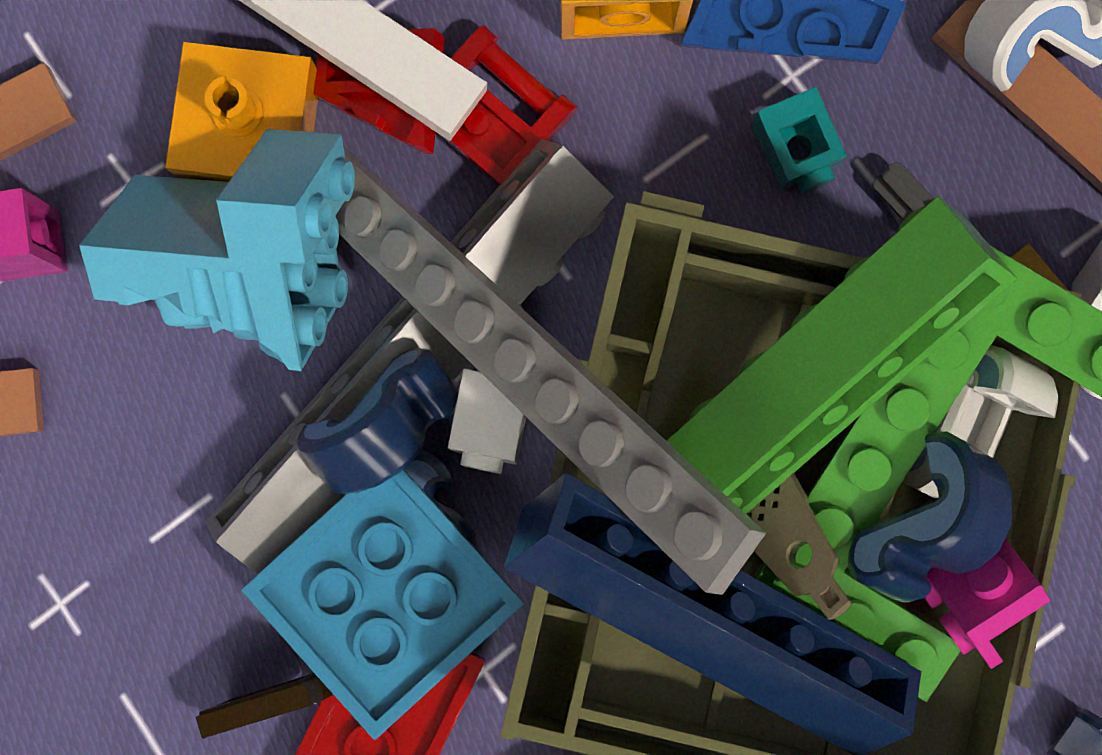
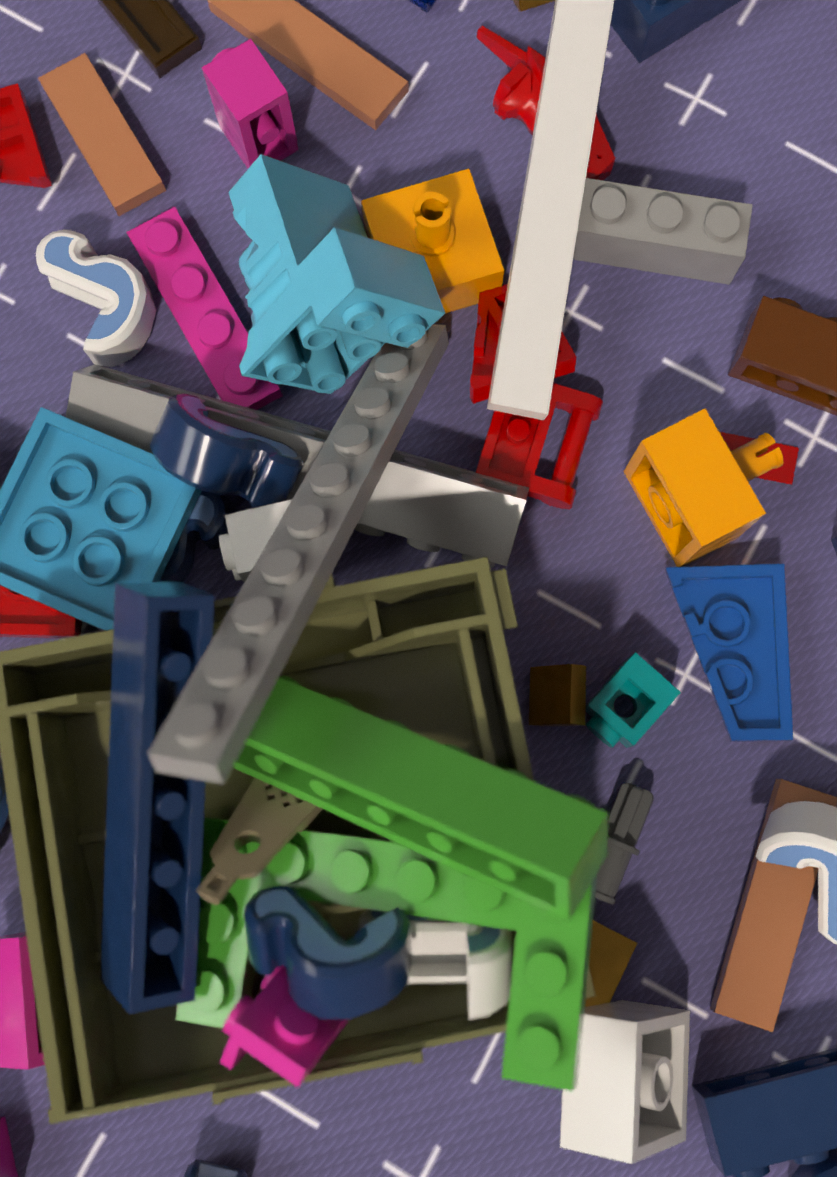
camera: 65 degrees right, 5 degrees down
(120, 474) = (104, 283): none -> white animal
(189, 388) = (200, 308): none -> dark pink plate
(761, 204) = (557, 695): none -> pearl gold tile

